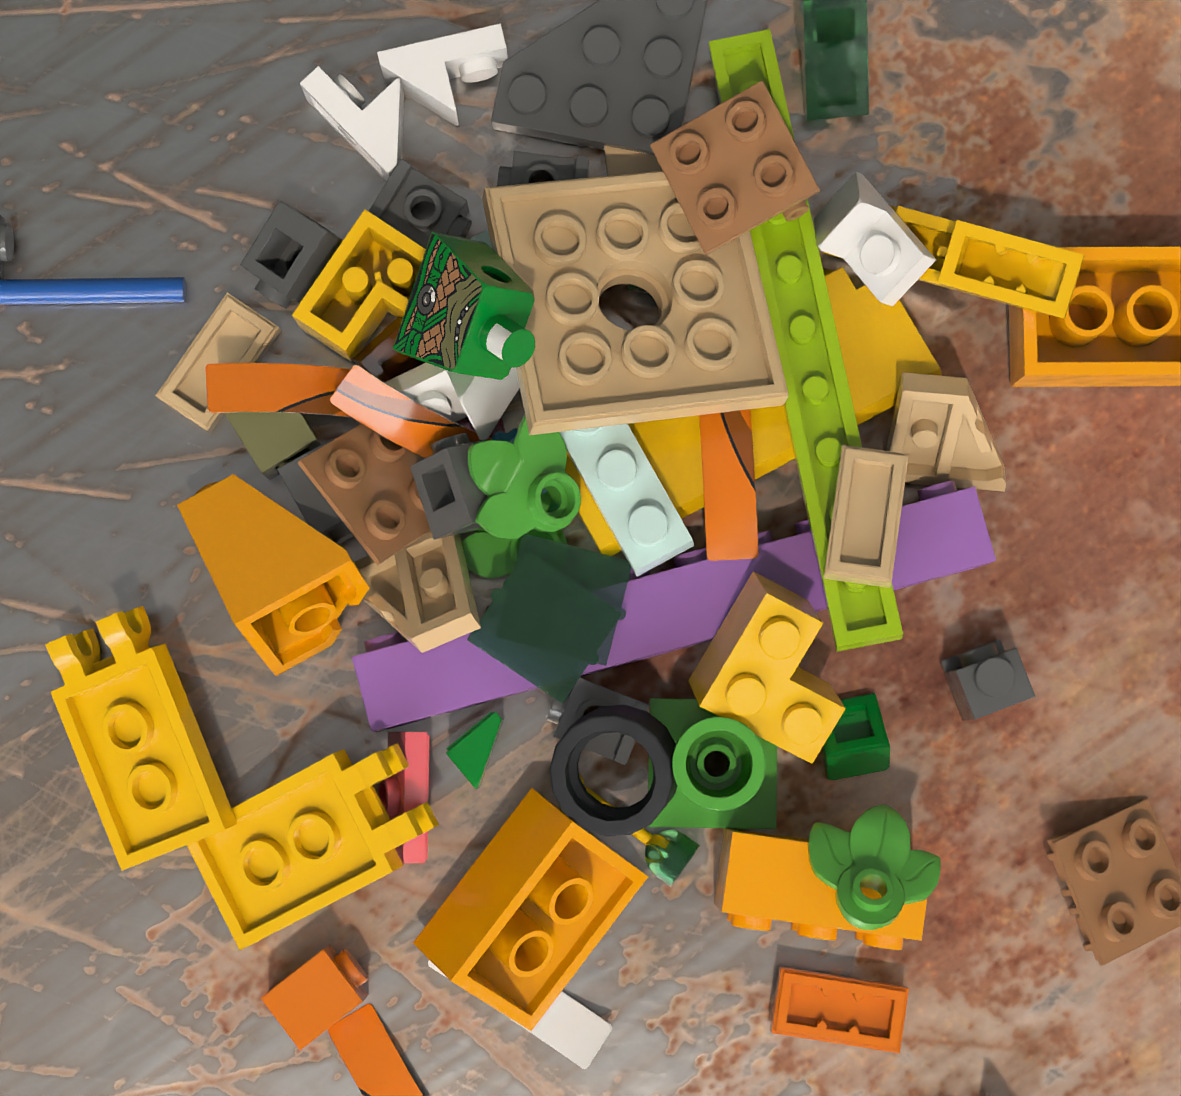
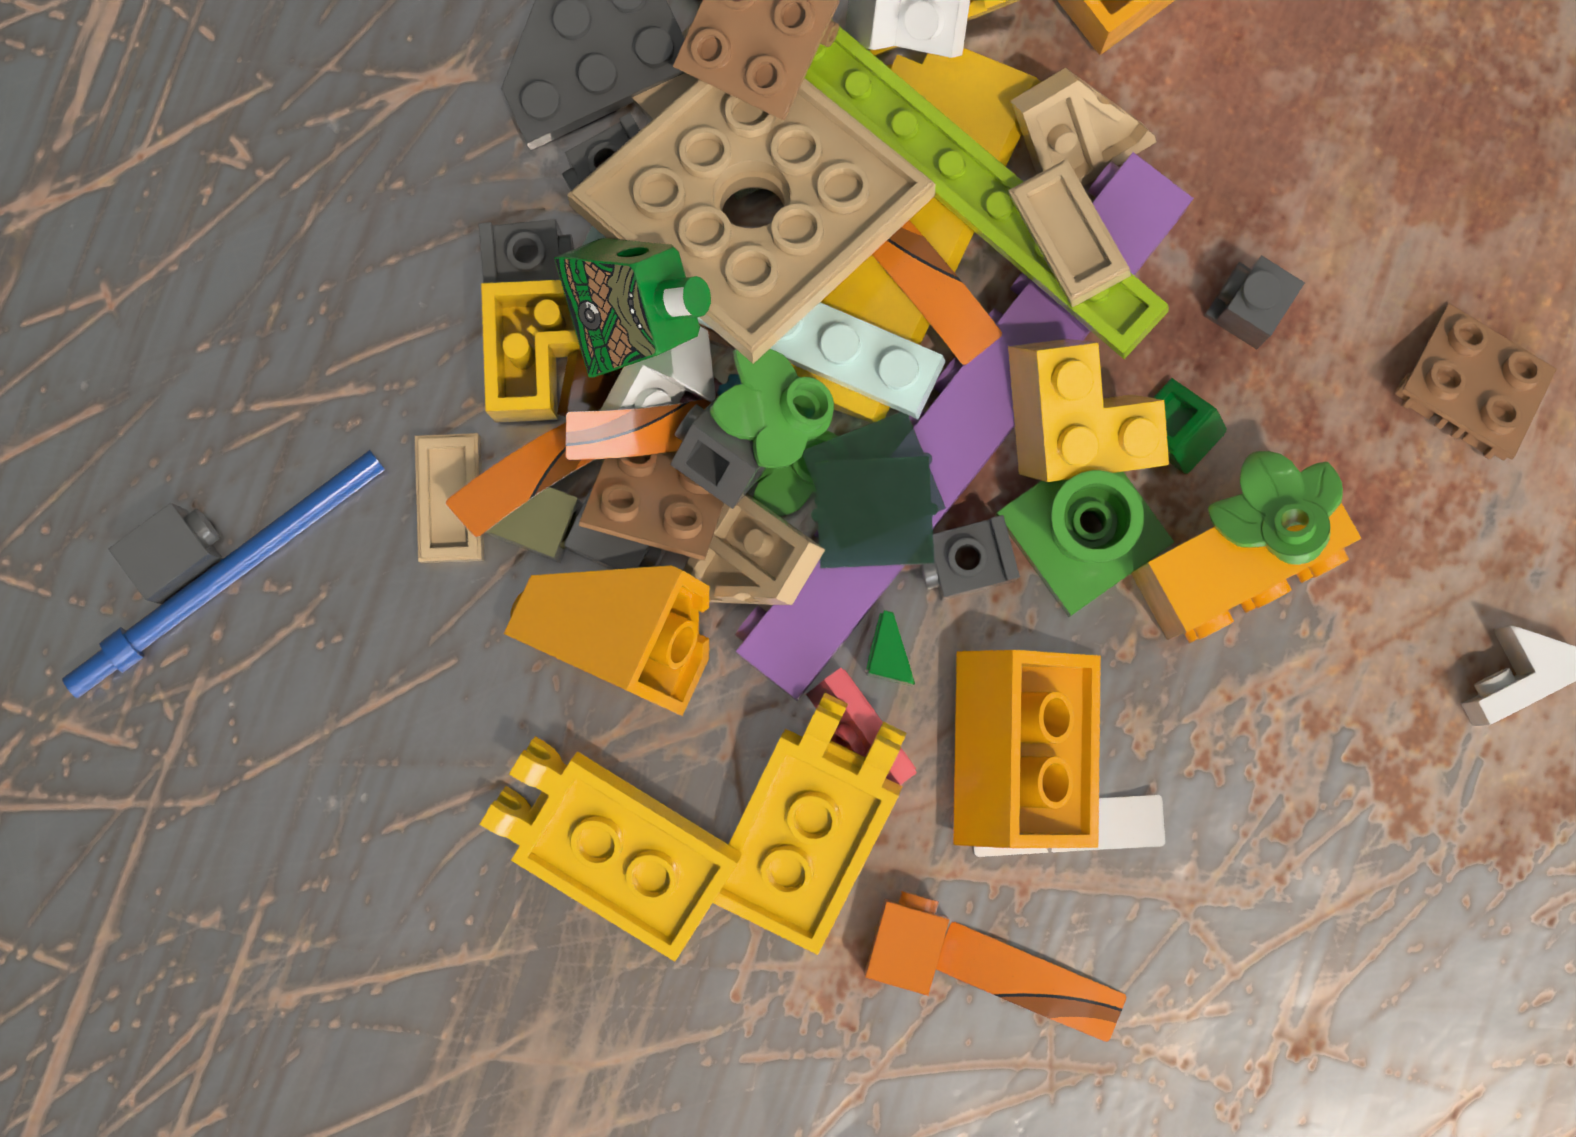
camera: 25 degrees left, 0 degrees up
(289, 255) = (433, 357): dark grey brick -> none
(373, 131) = (436, 223): white slope -> none
(431, 63) = (444, 137): white slope -> none
(585, 808) = (1016, 634): black tyre -> none
(665, 851) = (1100, 625): clear green hinge -> none
(839, 1009) = (1330, 648): orange plate -> none

